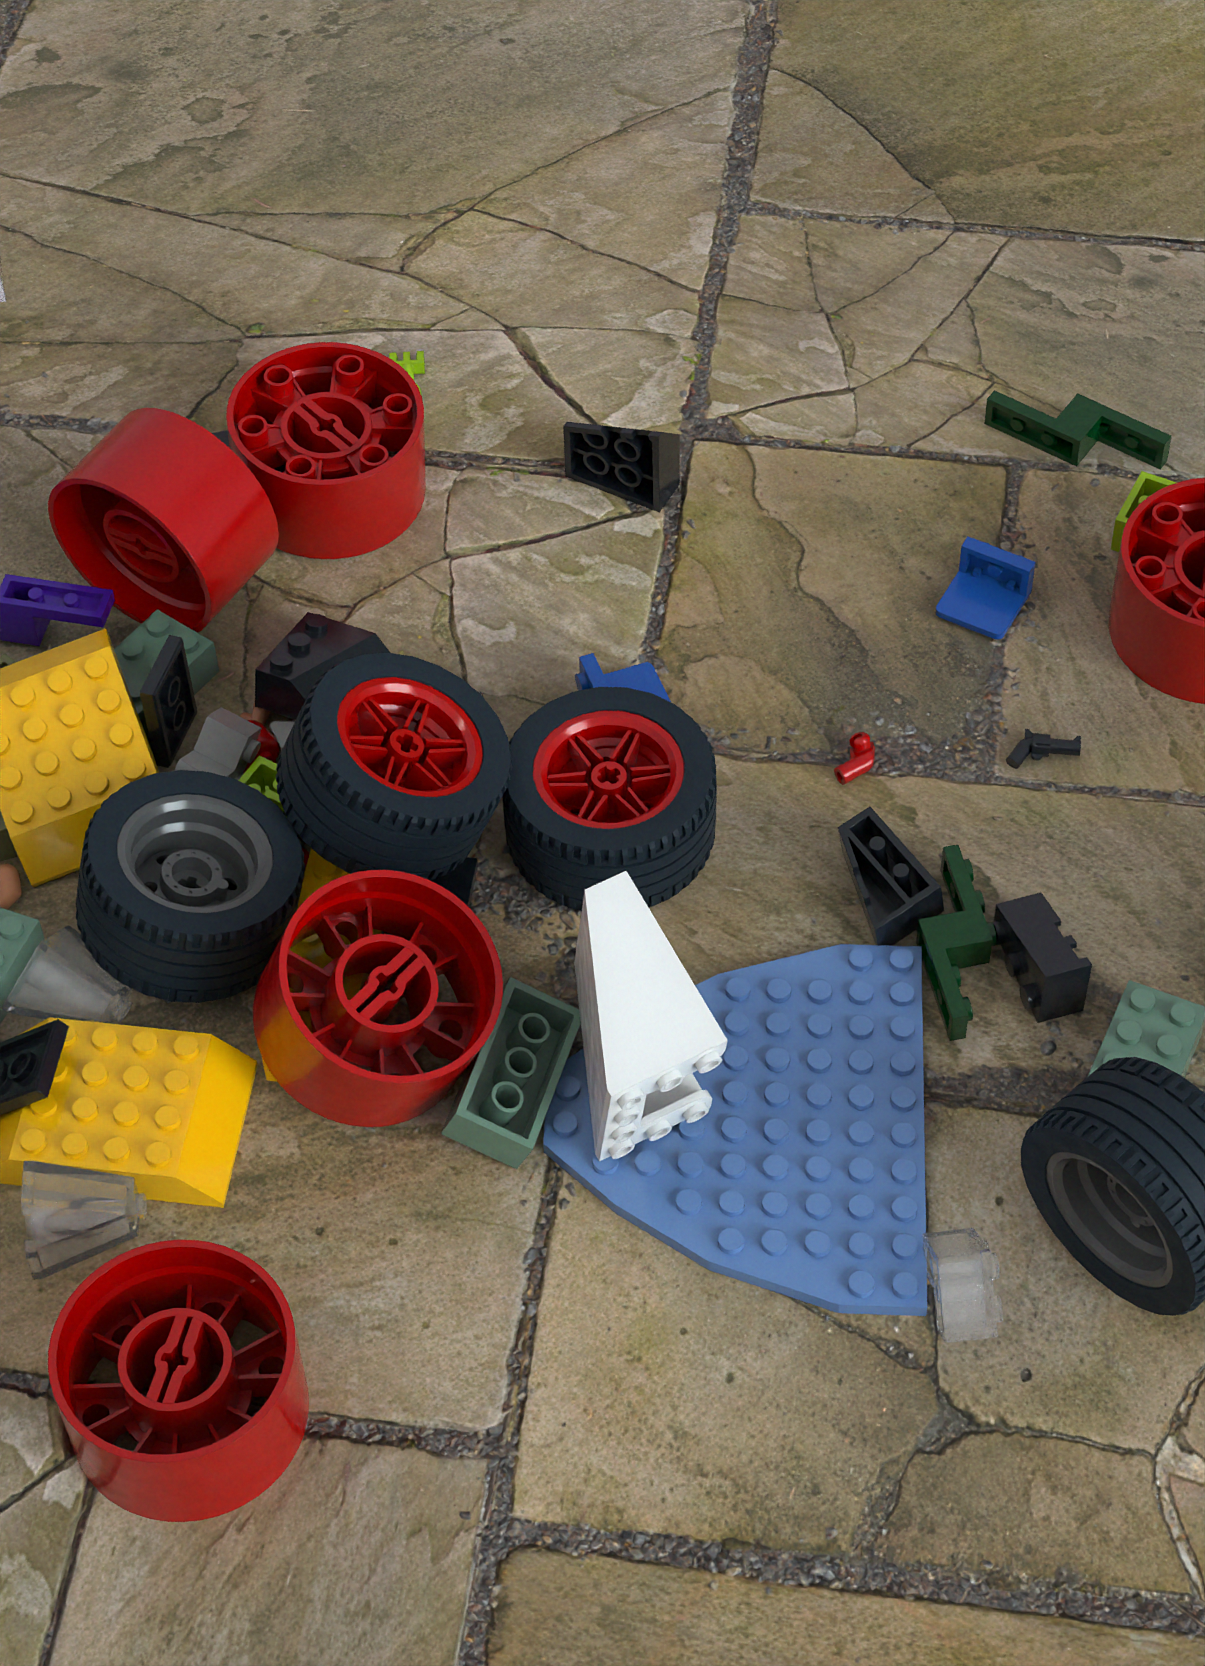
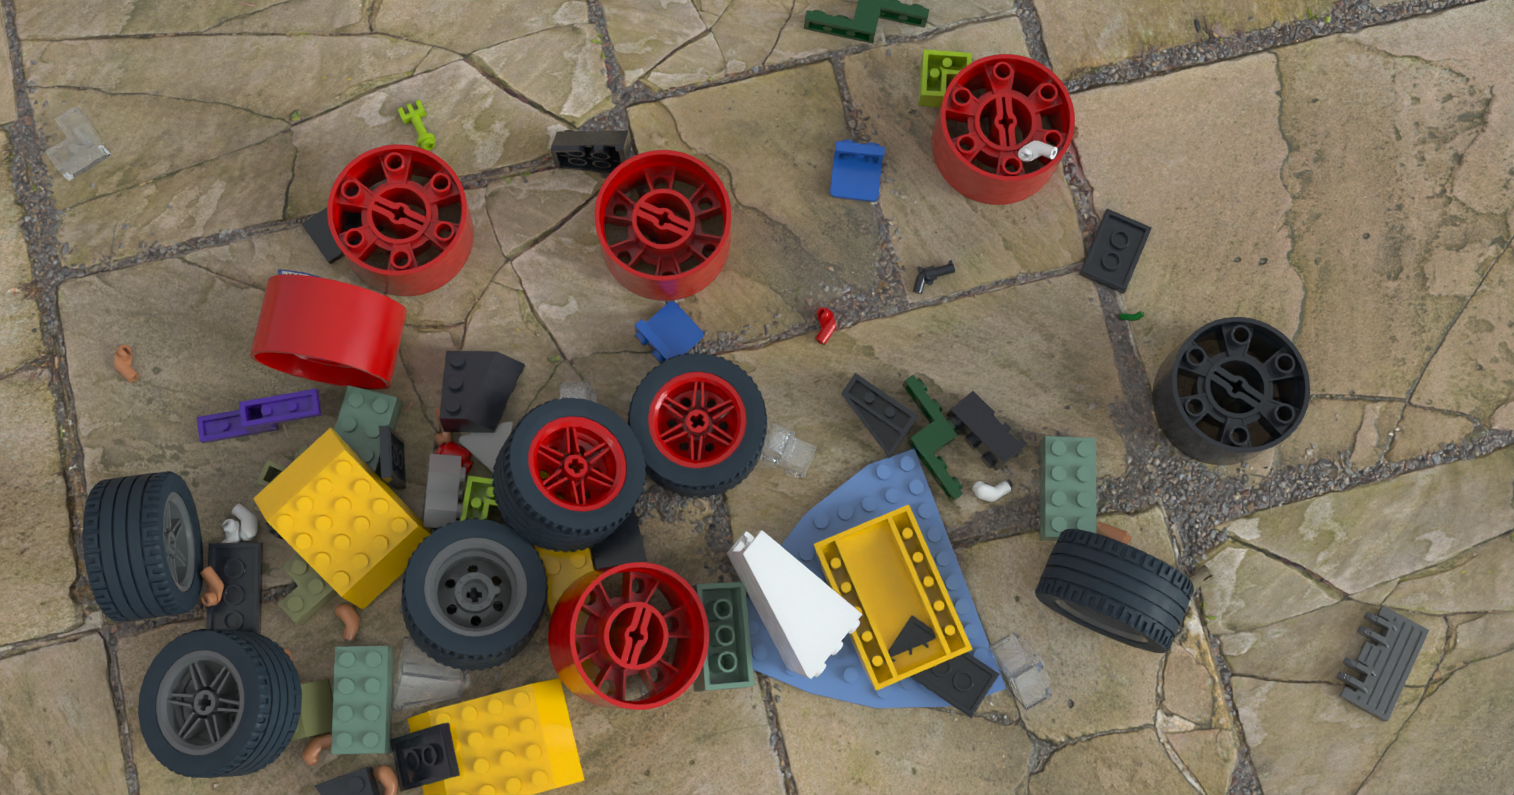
camera: 30 degrees left, 25 degrees up
(674, 583) = (653, 216): none -> red wheel
(722, 881) = (787, 452): none -> clear brick
(797, 1095) = (888, 577): none -> yellow slope
(833, 1227) = (958, 681): none -> black tile
(1015, 1043) = (989, 492): none -> white arm

